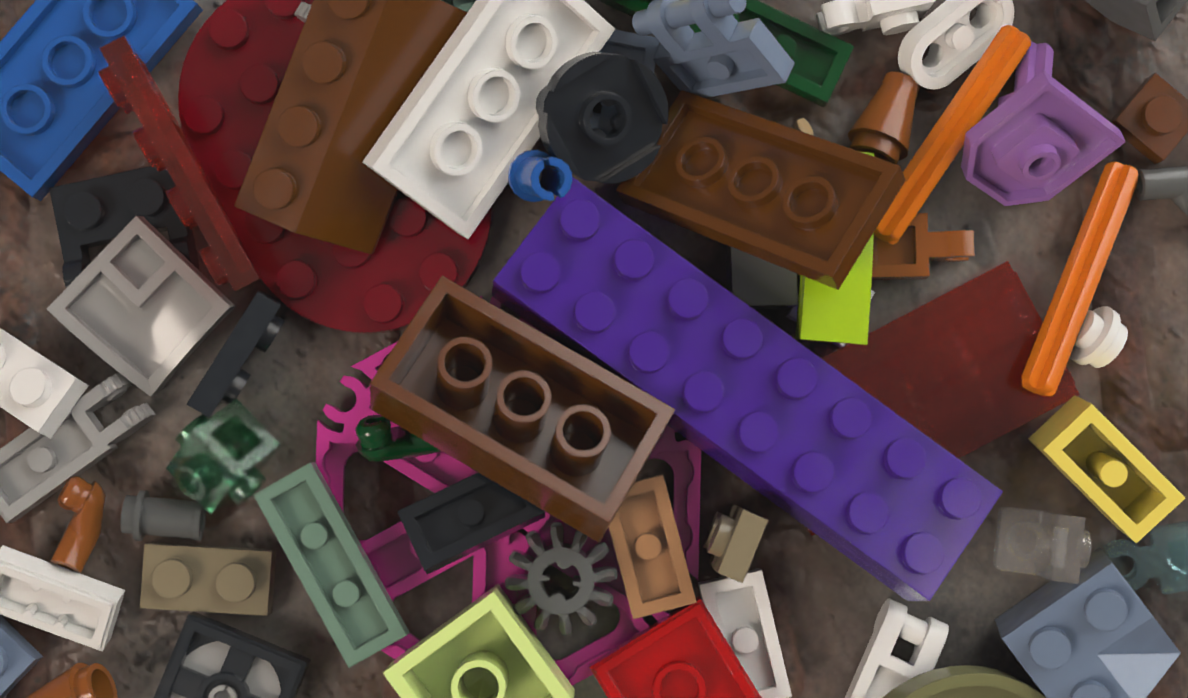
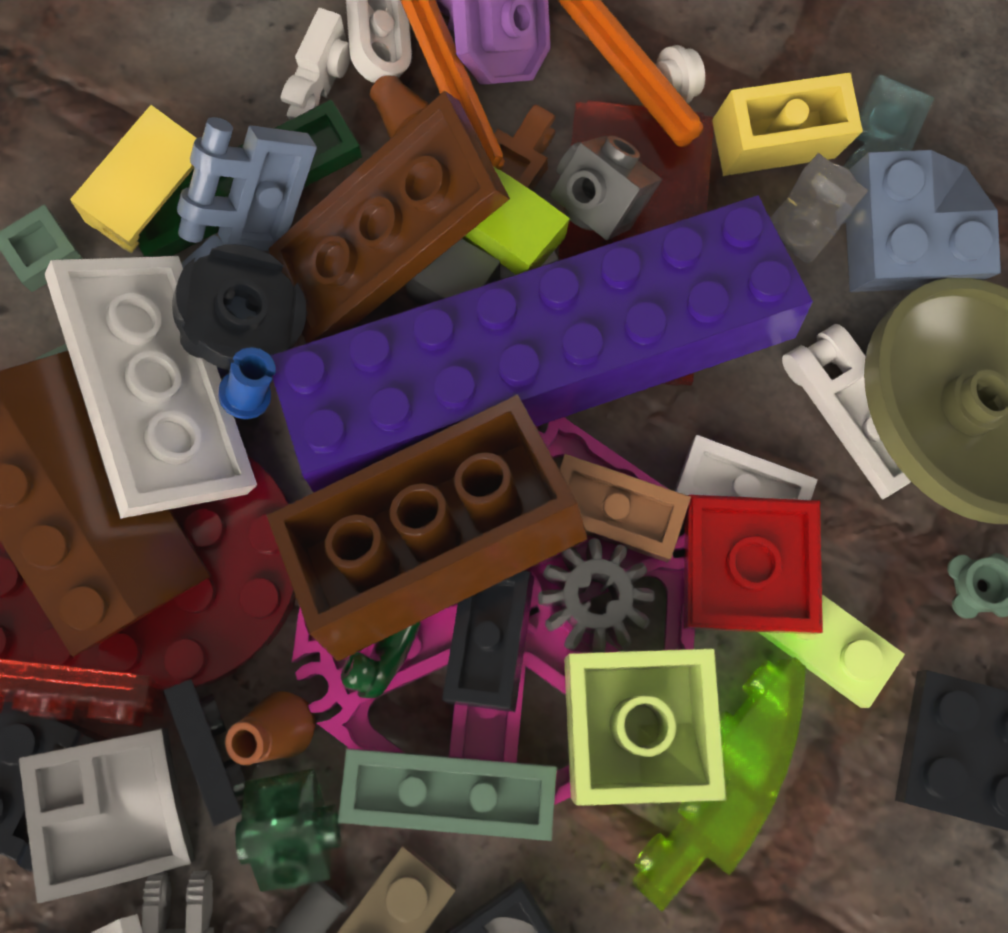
camera: 55 degrees left, 10 degrees down
(288, 390) = (272, 730): none -> dark orange cone
(733, 541) = (659, 433): dark tan plate -> none
(929, 347) = (604, 185): none -> dark grey brick

